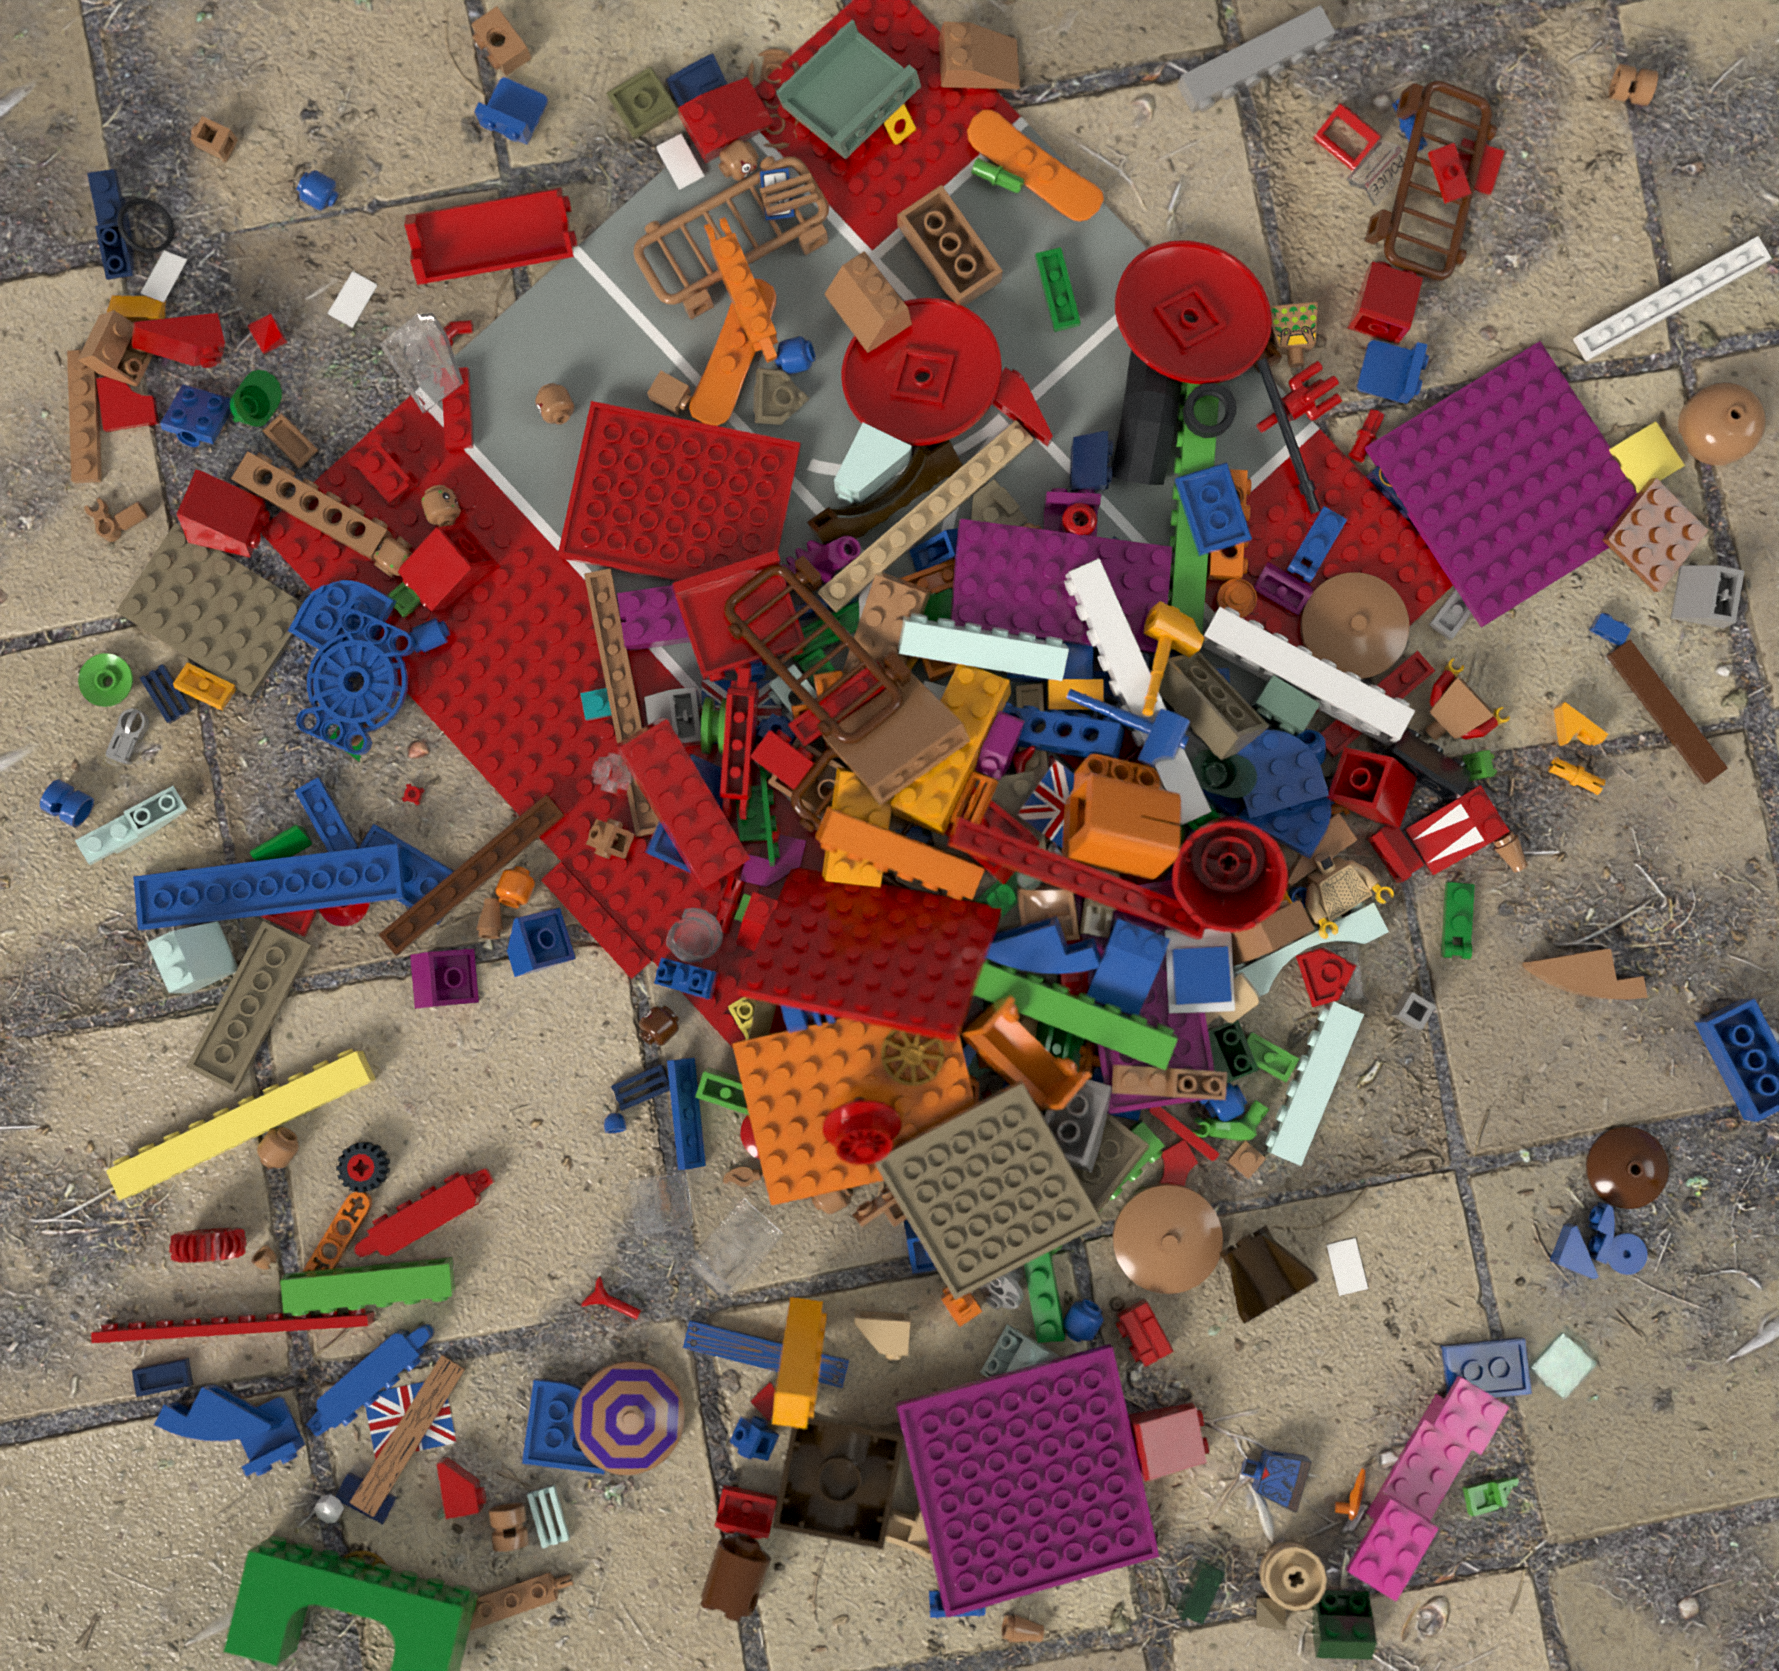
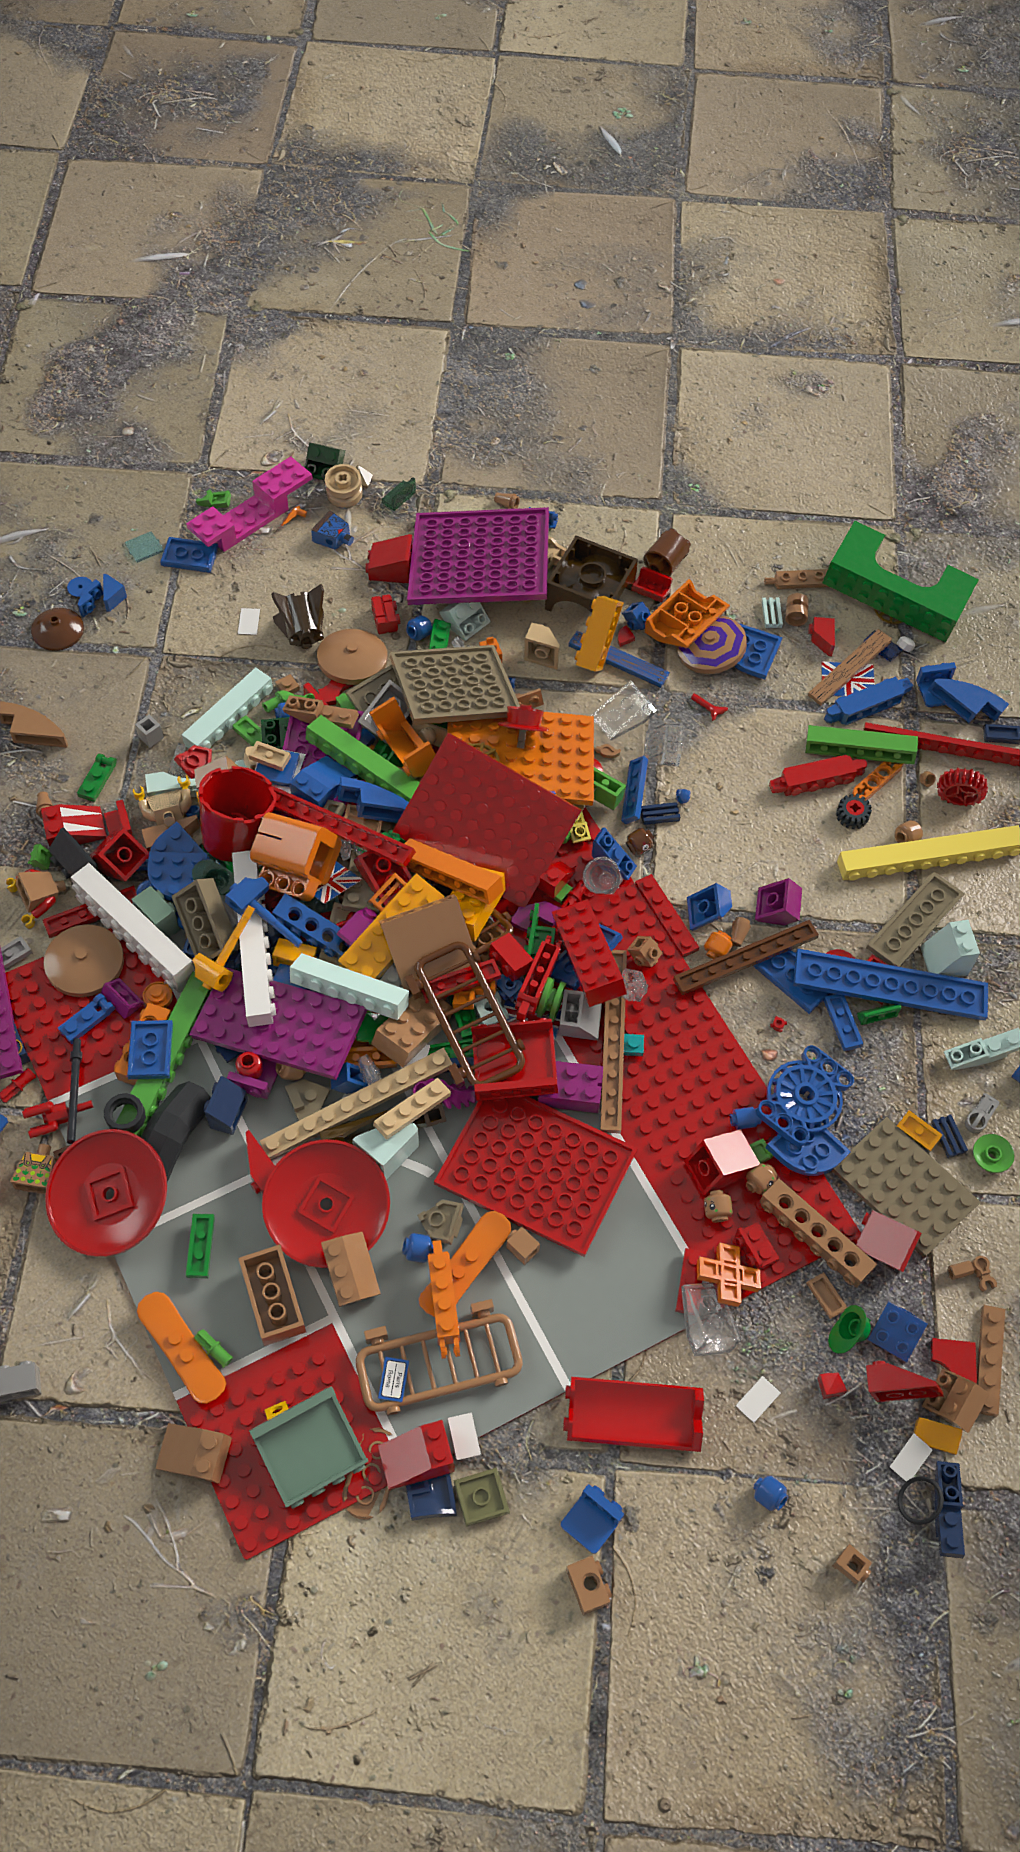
camera: 165 degrees left, 25 degrees down
(411, 421) = (728, 1274): none -> orange plate
(458, 327) = (681, 1349): red arm -> none
(554, 403) = (613, 1260): medium nougat head -> none
(676, 1455) = (684, 616): none -> orange piece
(738, 160) = (416, 1414): medium nougat head -> none
(784, 185) = (384, 1363): medium nougat tile -> none
(849, 505) = (412, 1108): none -> tan plate
(923, 557) = (369, 1071): none -> clear cone
(1215, 981) = (269, 756): none -> tan plate

